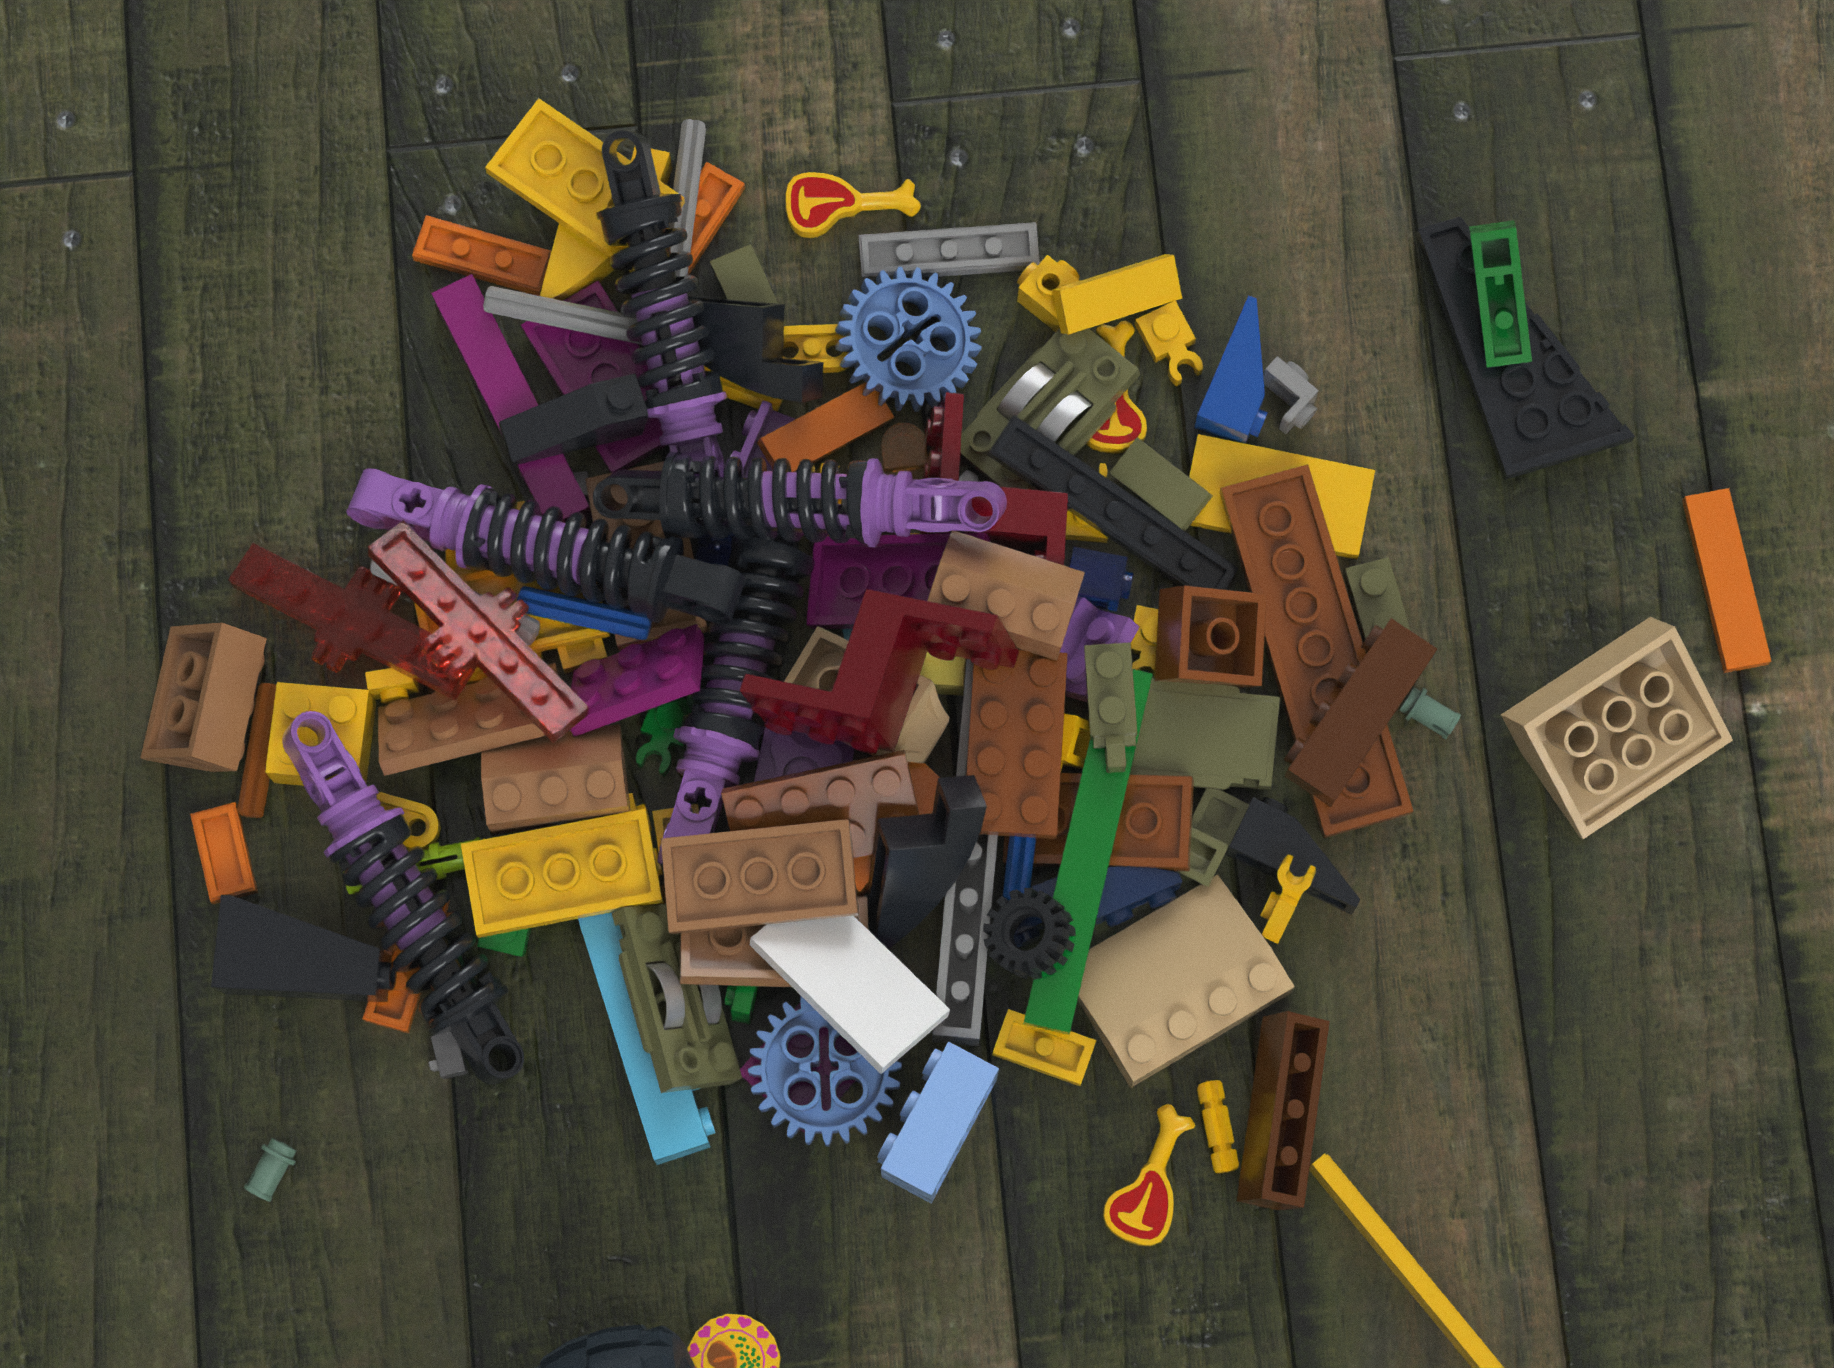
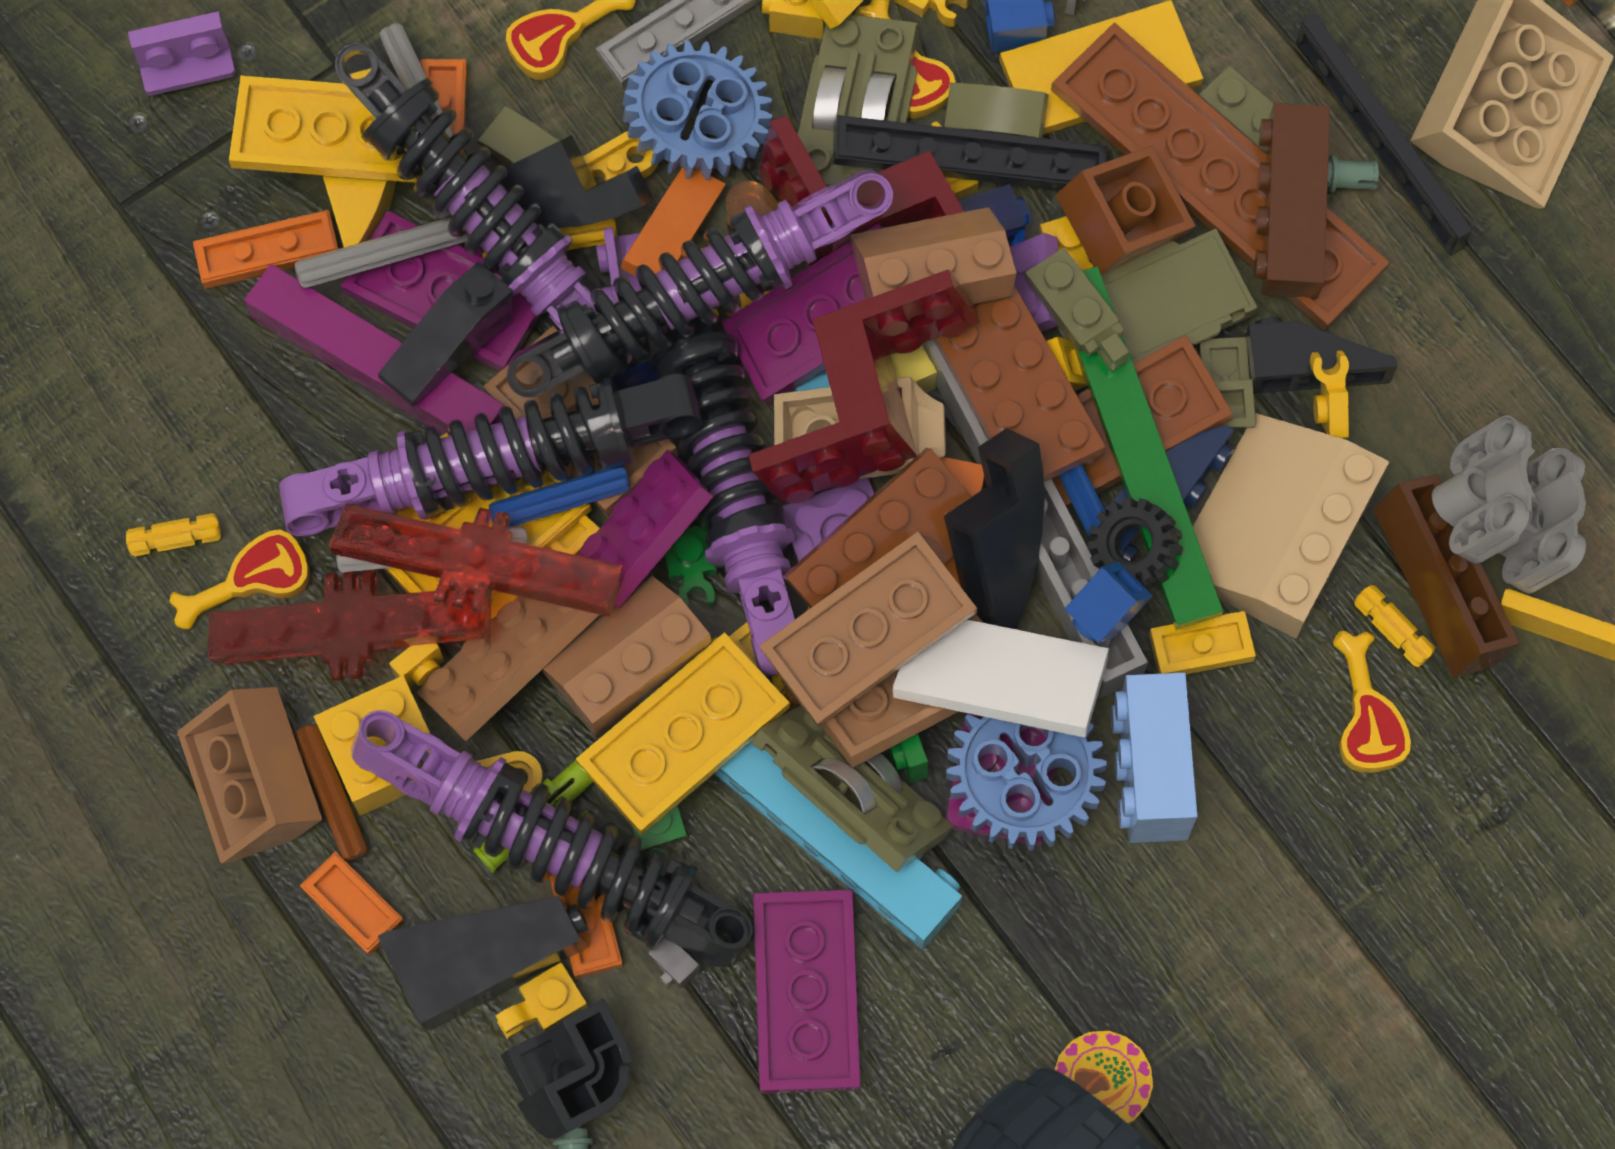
camera: 30 degrees left, 5 degrees down
(263, 459) = (173, 534): none -> yellow axle
(307, 1098) = (571, 1071): none -> black brick
(318, 527) = (267, 565): none -> yellow piece
(330, 1026) = (546, 1000): none -> yellow plate
(511, 47) = (182, 53): none -> medium lavender bracket
(539, 1143) = (806, 992): none -> magenta plate
(970, 971) = (1107, 603): none -> blue brick
(1372, 1087) = (1514, 504): none -> light grey piece
(1480, 696) = (1383, 135): none -> black tile

